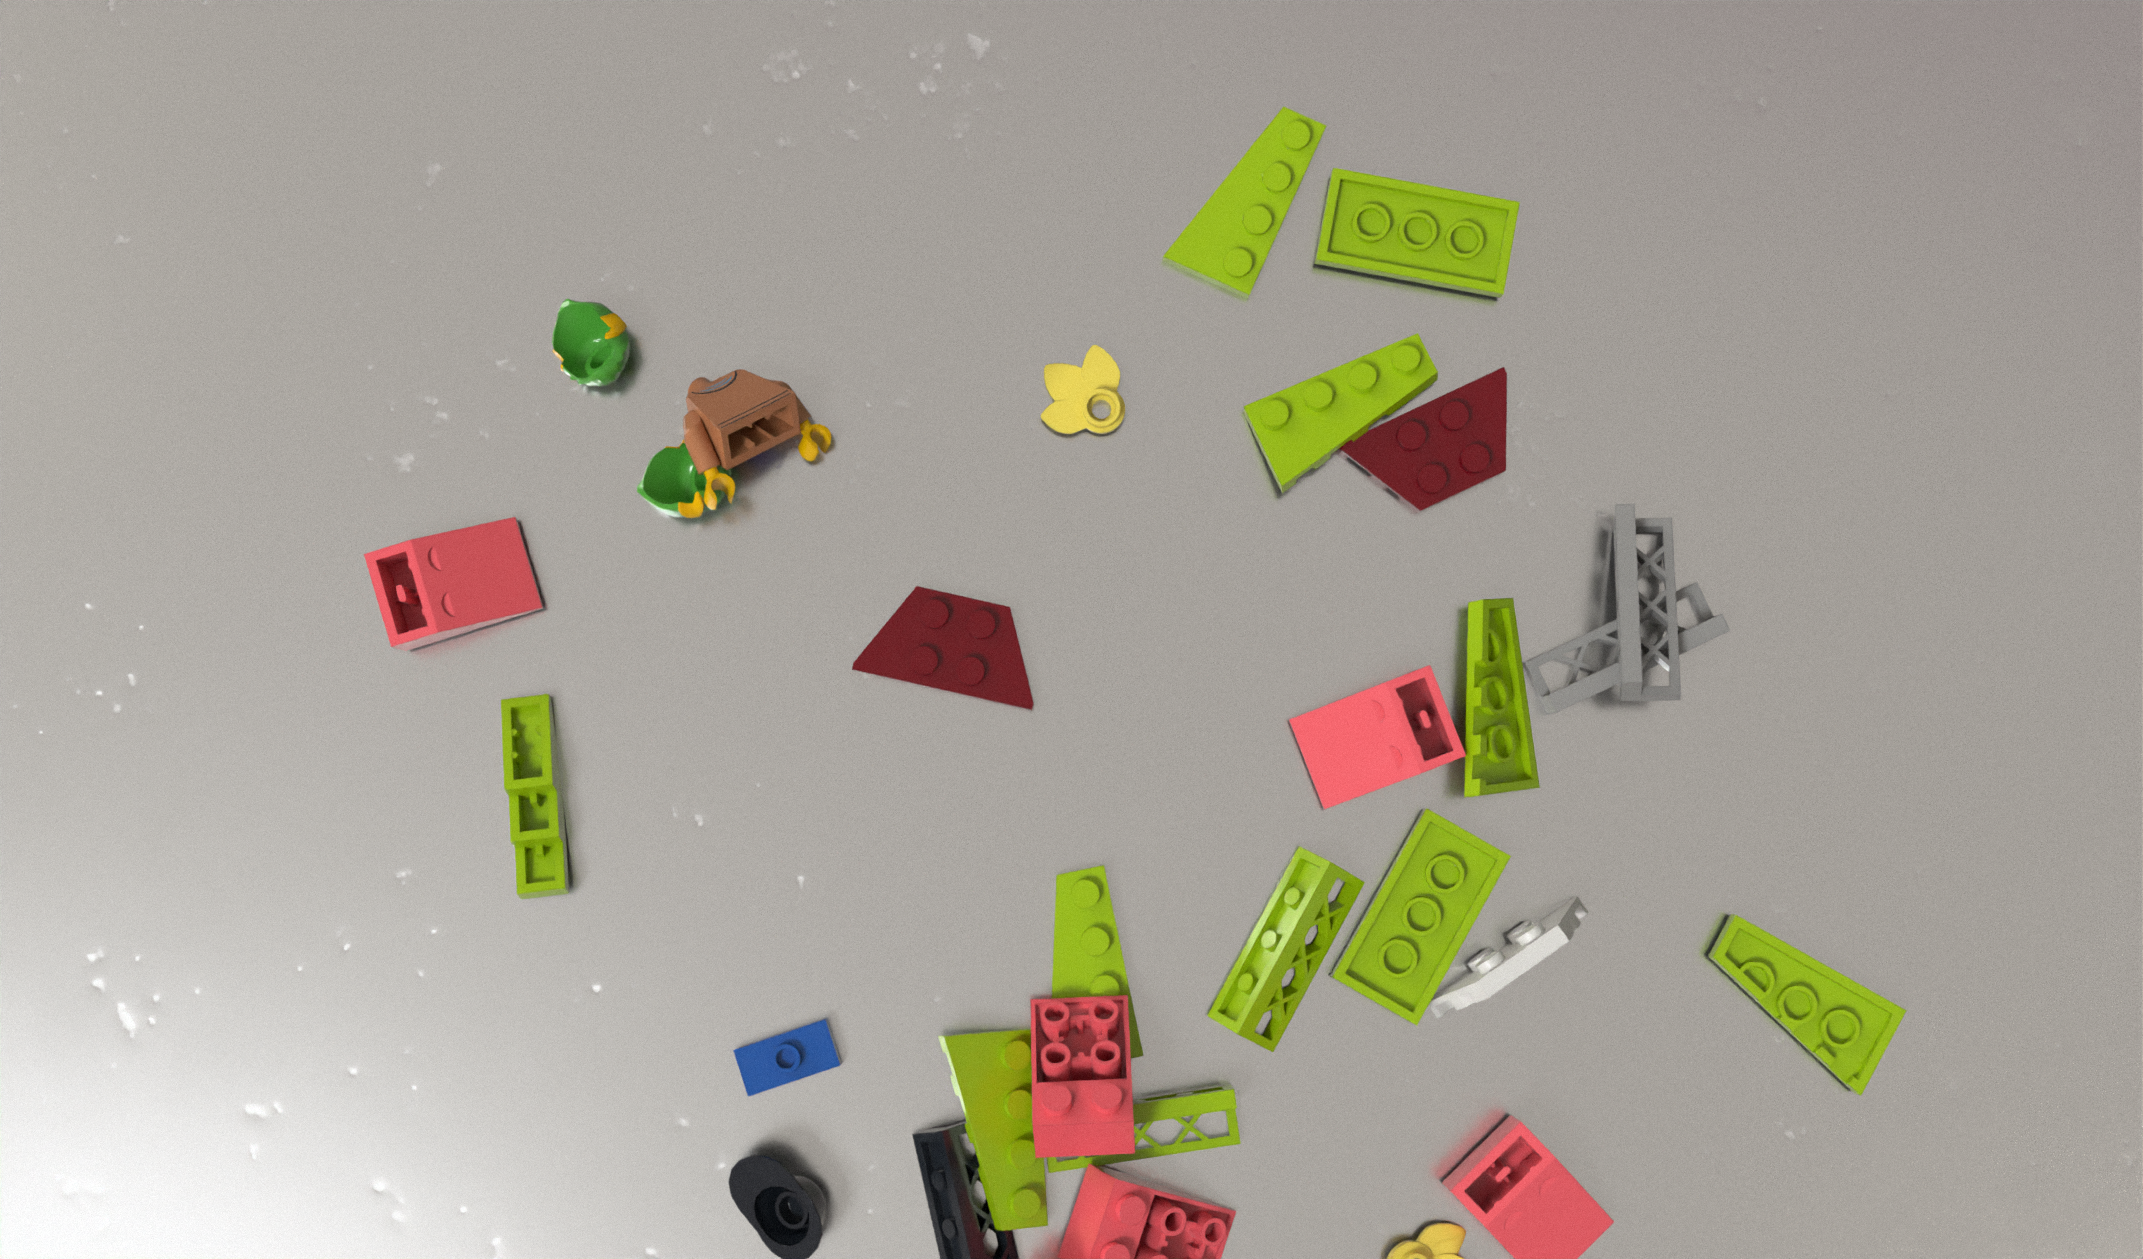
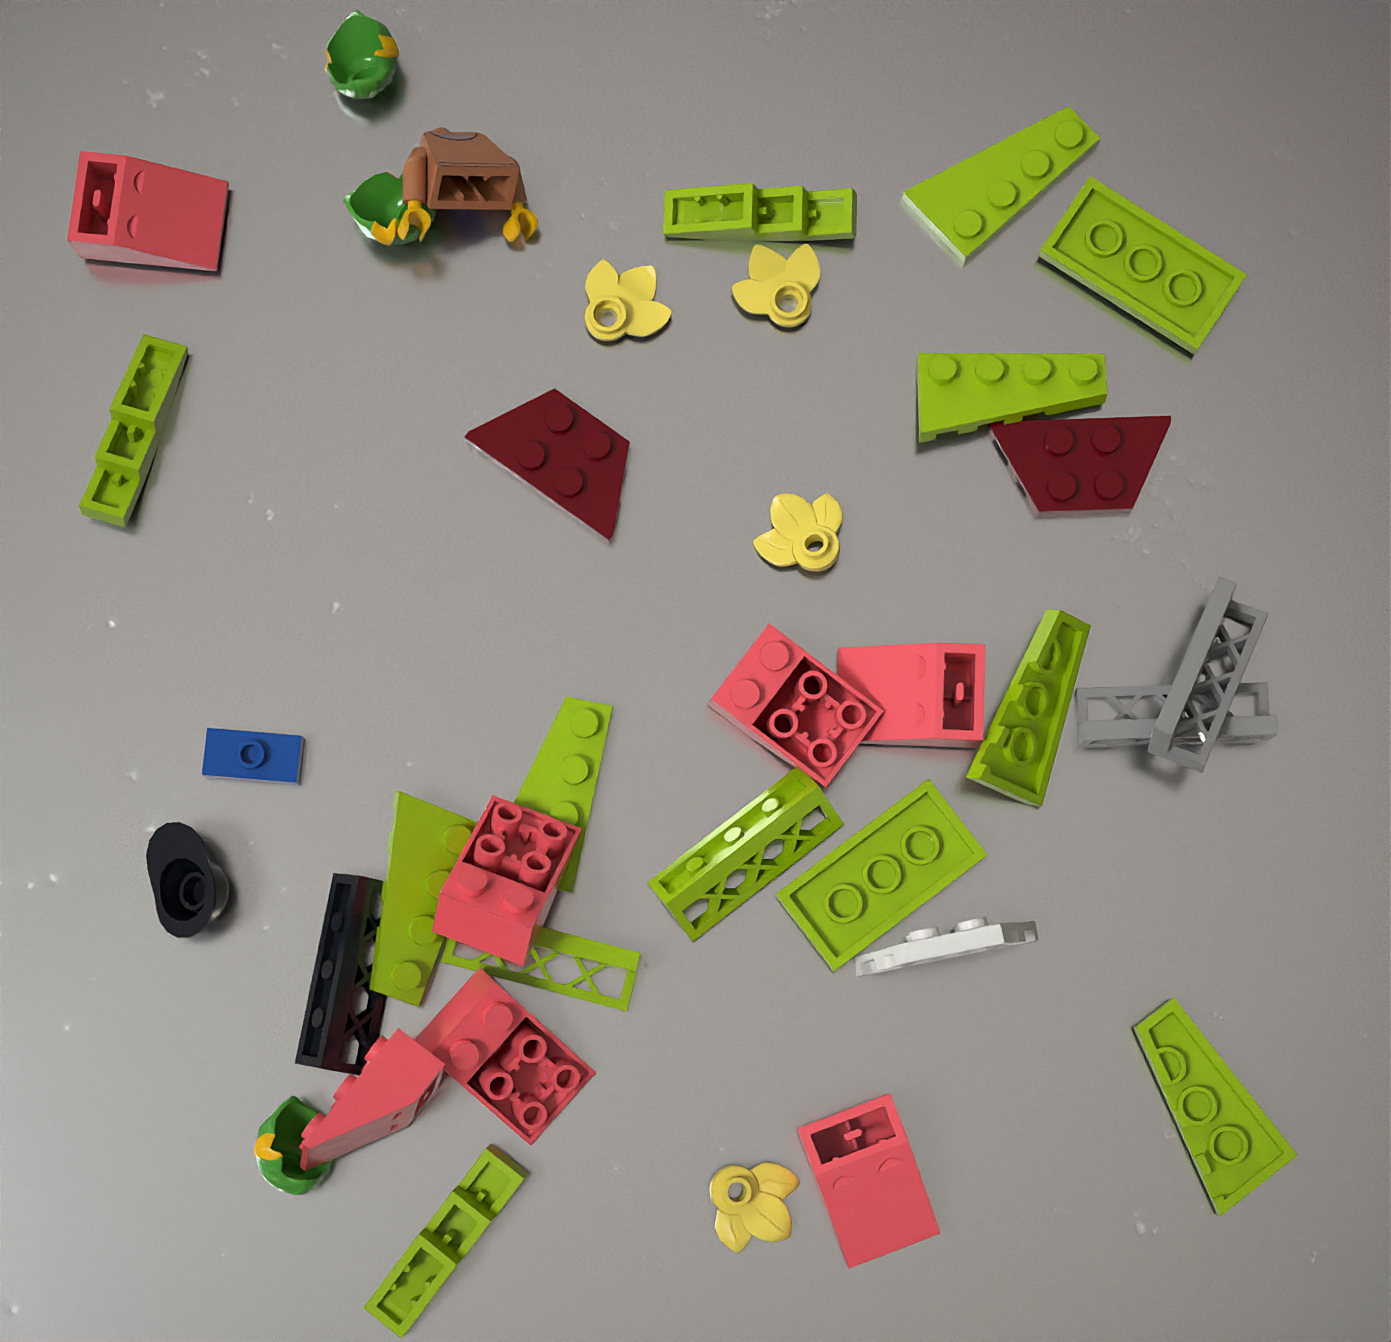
camera: 30 degrees right, 5 degrees down
(947, 468) = (628, 298): none -> light yellow plate
(1037, 334) = (757, 214): none -> lime slope
(1201, 622) = (797, 527): none -> light yellow plate
(1275, 794) = (795, 706): none -> coral slope

